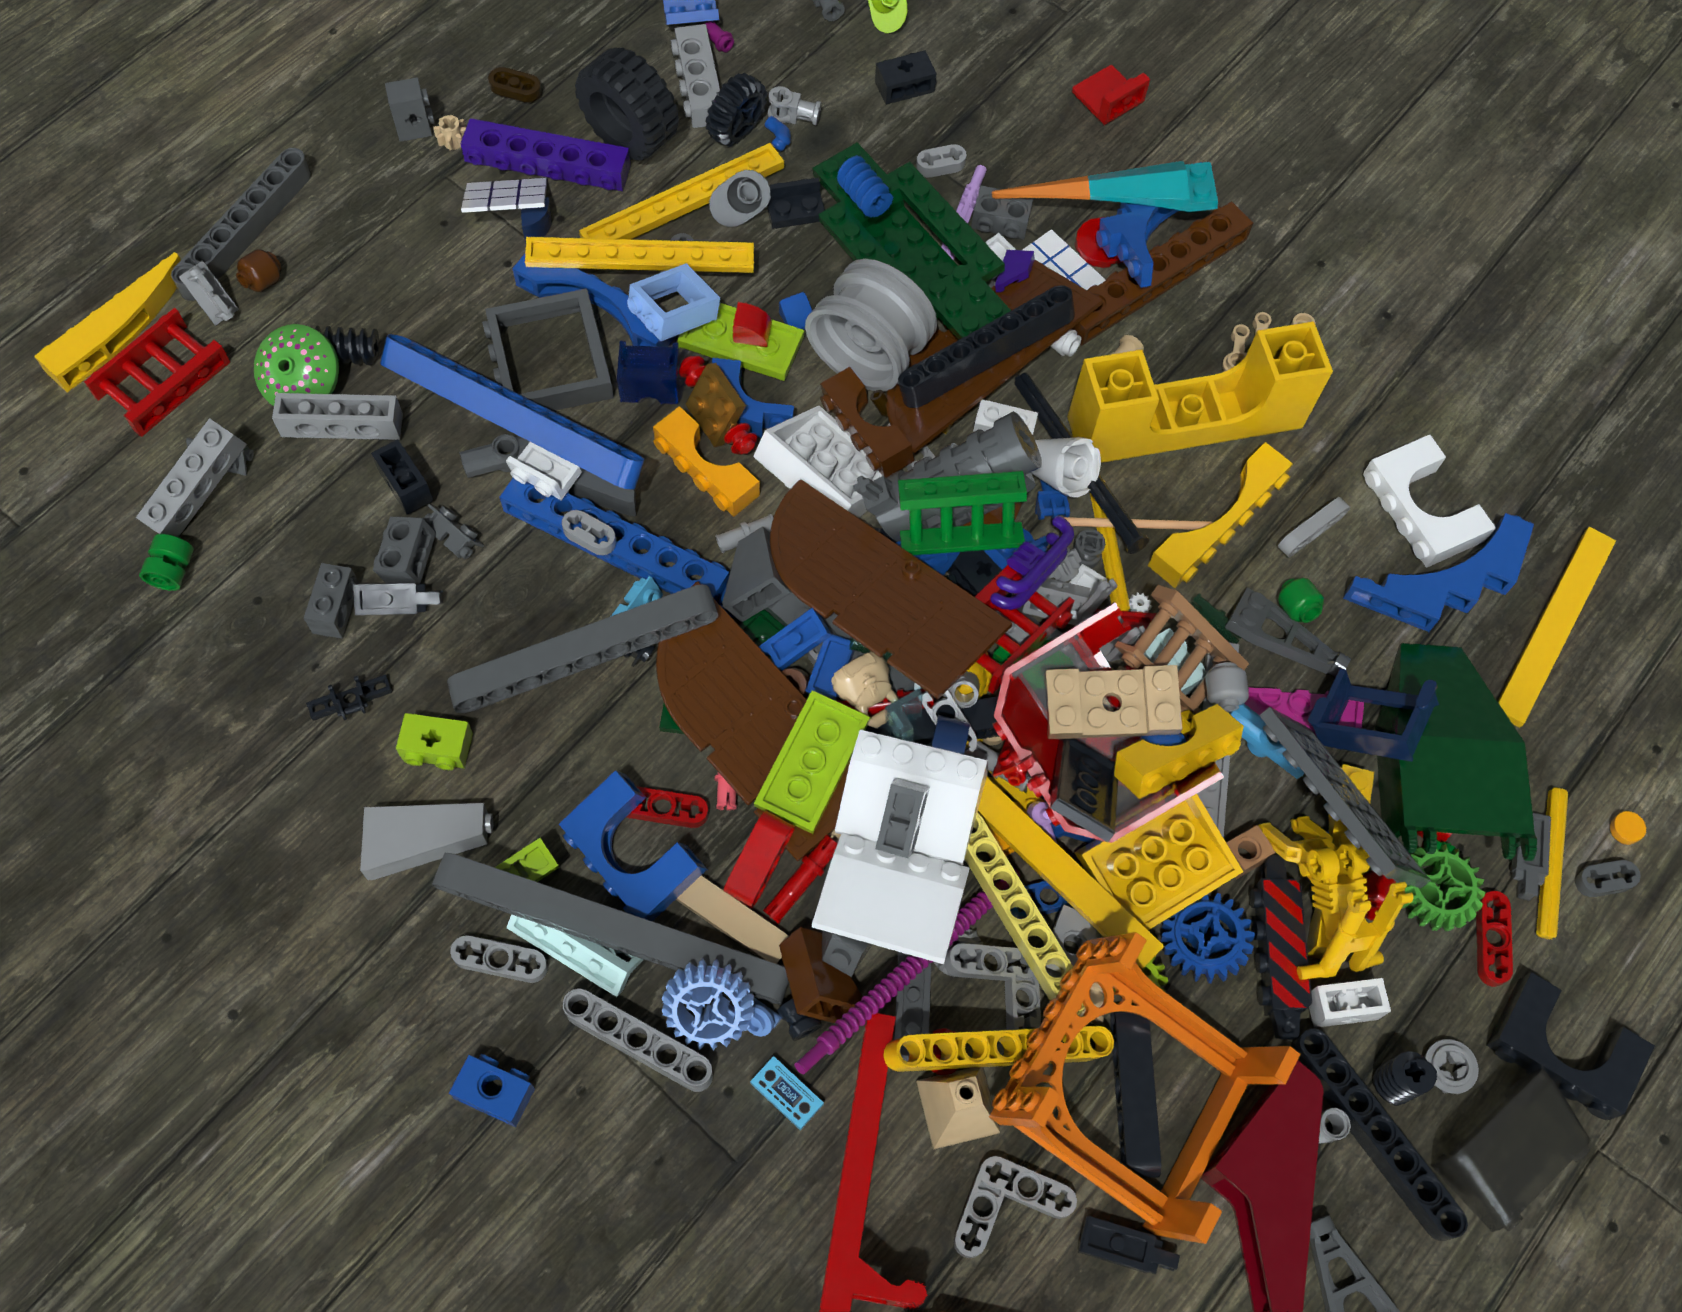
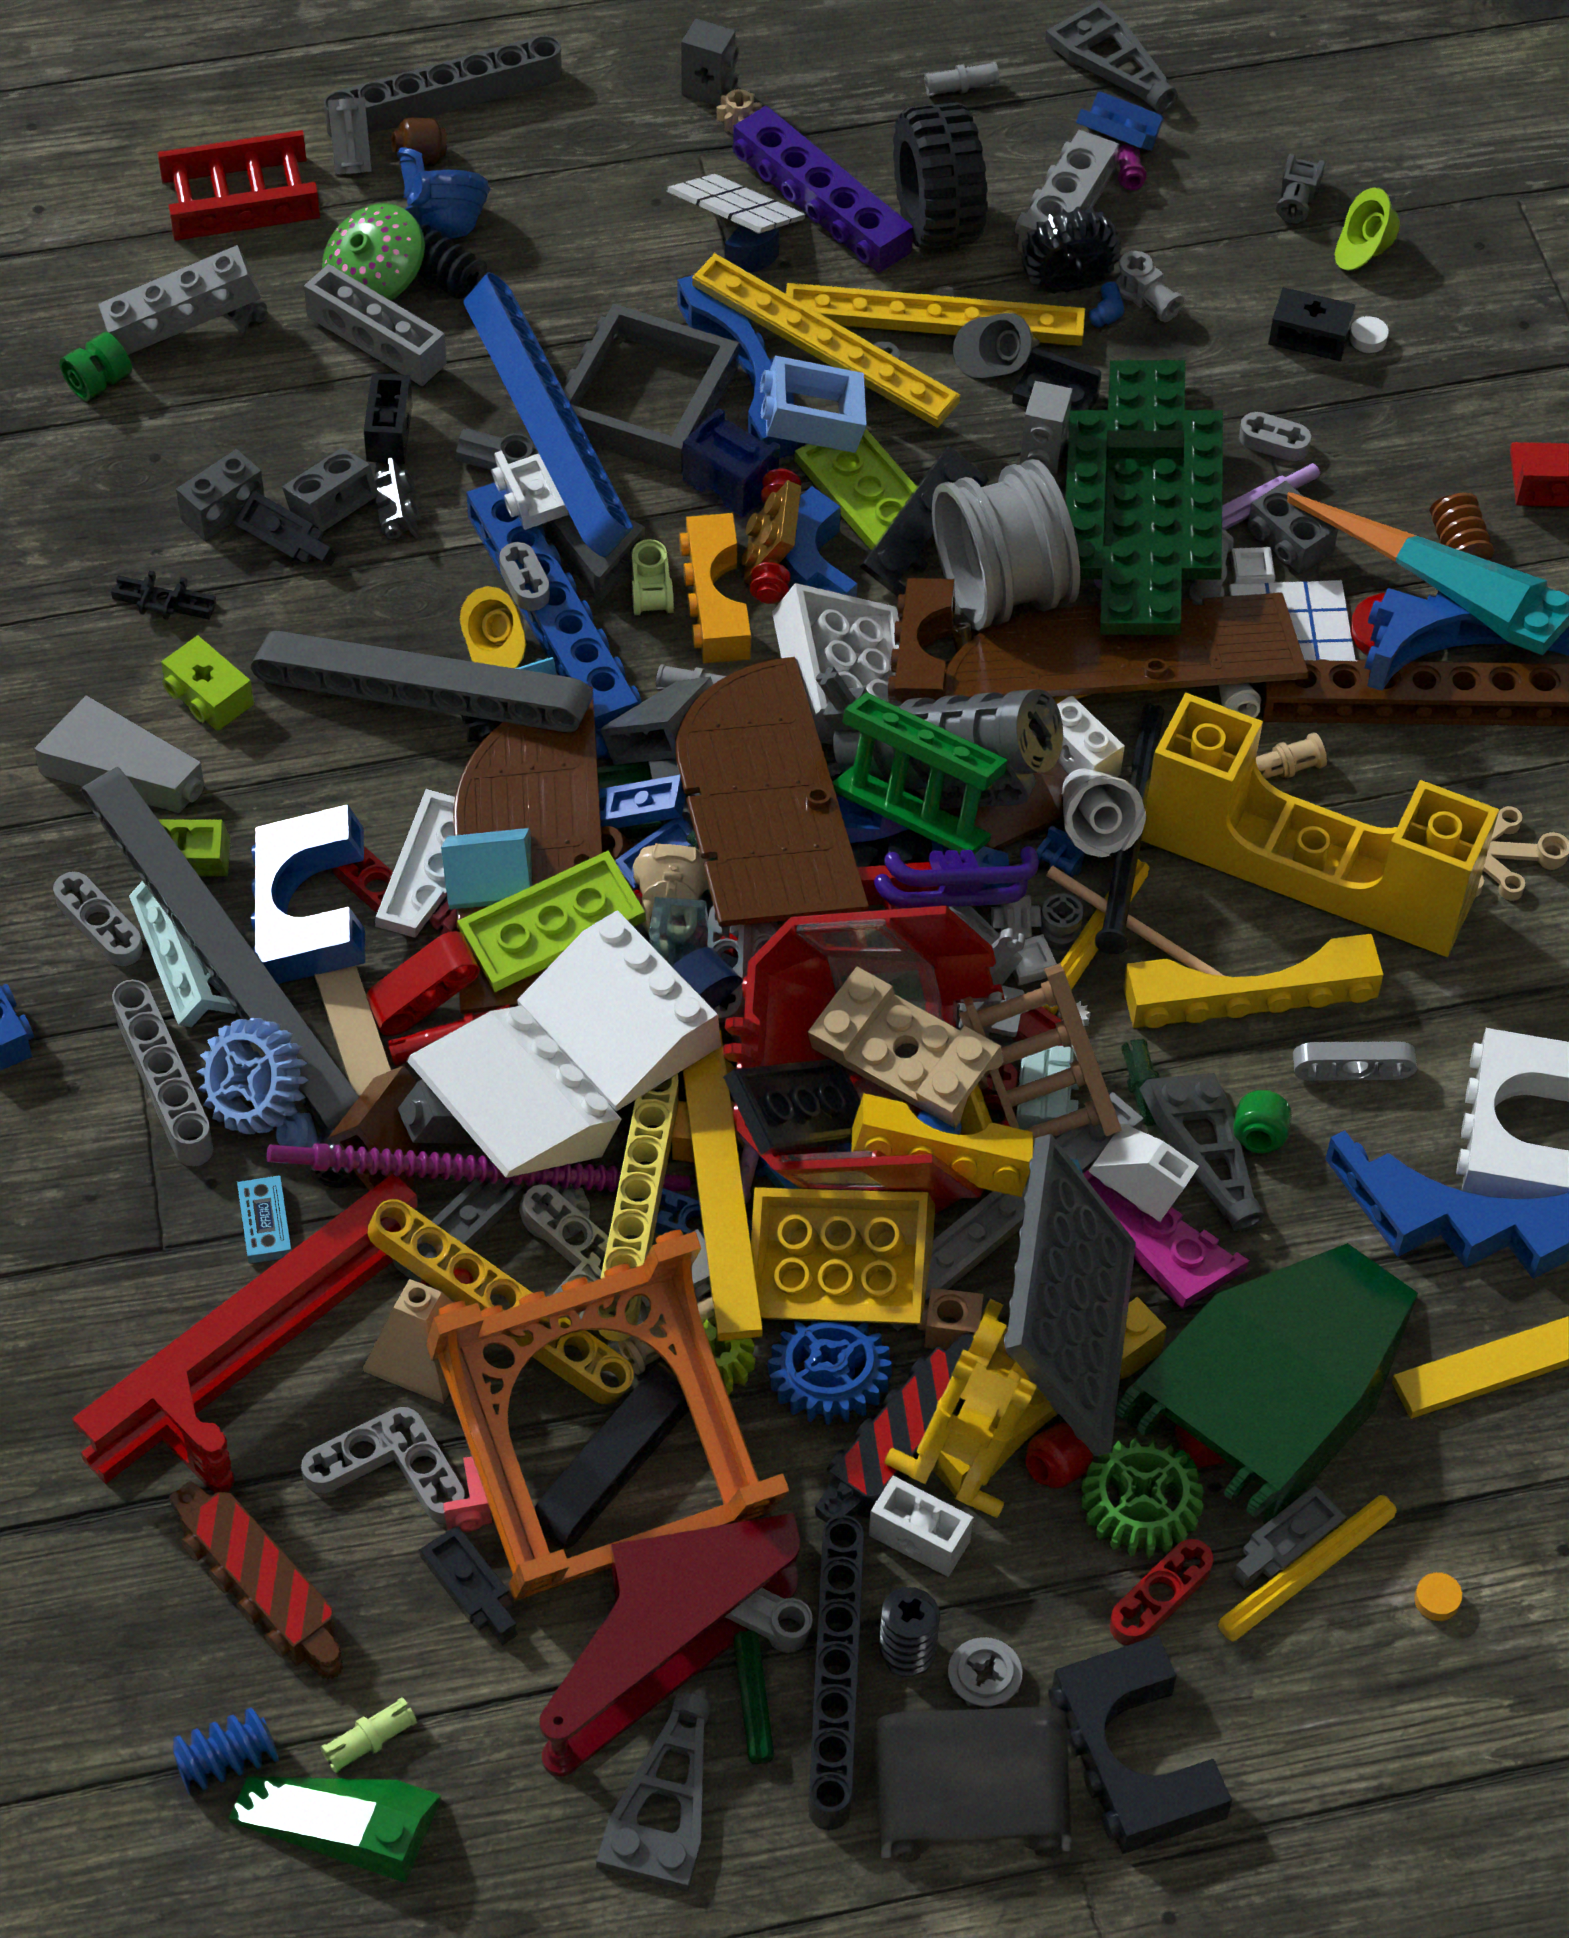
camera: 40 degrees right, 10 degrees down
(108, 328) = (229, 114): yellow slope -> none
(310, 303) = (442, 198): none -> blue head
(514, 84) = (853, 99): dark brown plate -> none
(570, 34) = (961, 79): none -> light grey pin
(596, 583) = (493, 628): none -> yellow piece
(665, 486) = (651, 578): none -> yellowish green piece
(688, 775) = (418, 877): none -> white wing
(737, 749) = (486, 867): none -> medium azure slope
(751, 325) = (883, 477): red brick -> none
(793, 340) = (913, 524): none -> black hinge
(817, 233) = (1046, 424): none -> light grey brick
(864, 186) = (1133, 402): blue piece -> none
(902, 818) = (579, 1010): dark grey brick -> none
(941, 64) = (1368, 334): none -> white tile
(986, 346) = (1120, 640): black beam -> none
(1017, 268) = (1247, 589): dark purple tile -> none
(1082, 1187) = (469, 1512): none -> coral bracket
(1092, 158) = (1461, 524): none -> dark orange piece
(1227, 686) = (1072, 1125): light grey head -> none
(1283, 679) = (1143, 1170): none -> white slope
(1329, 711) = (1167, 1241): dark blue piece -> none
(1350, 1193) = (753, 1697): none -> dark green axle
(1609, 884) = (1359, 1627): dark grey beam -> none

